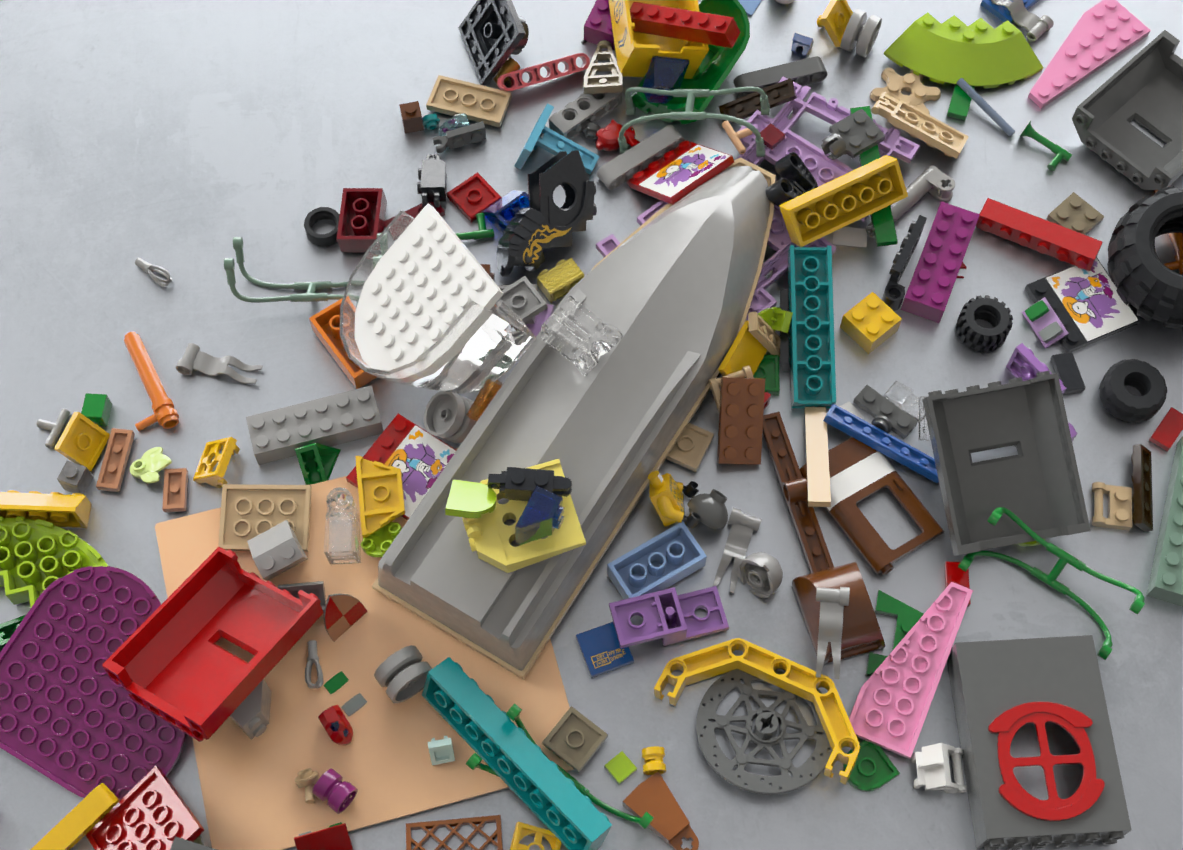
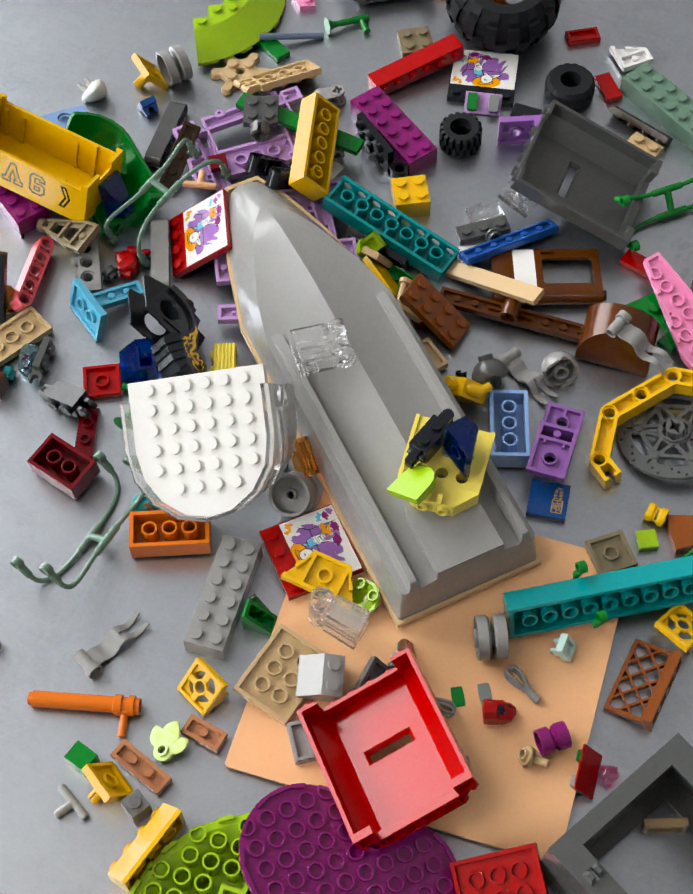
camera: 55 degrees left, 5 degrees down
(320, 214) = (38, 487): black tyre -> none
(379, 739) = (526, 688): none -> light grey piece
(684, 24) = (93, 148): red brick -> none

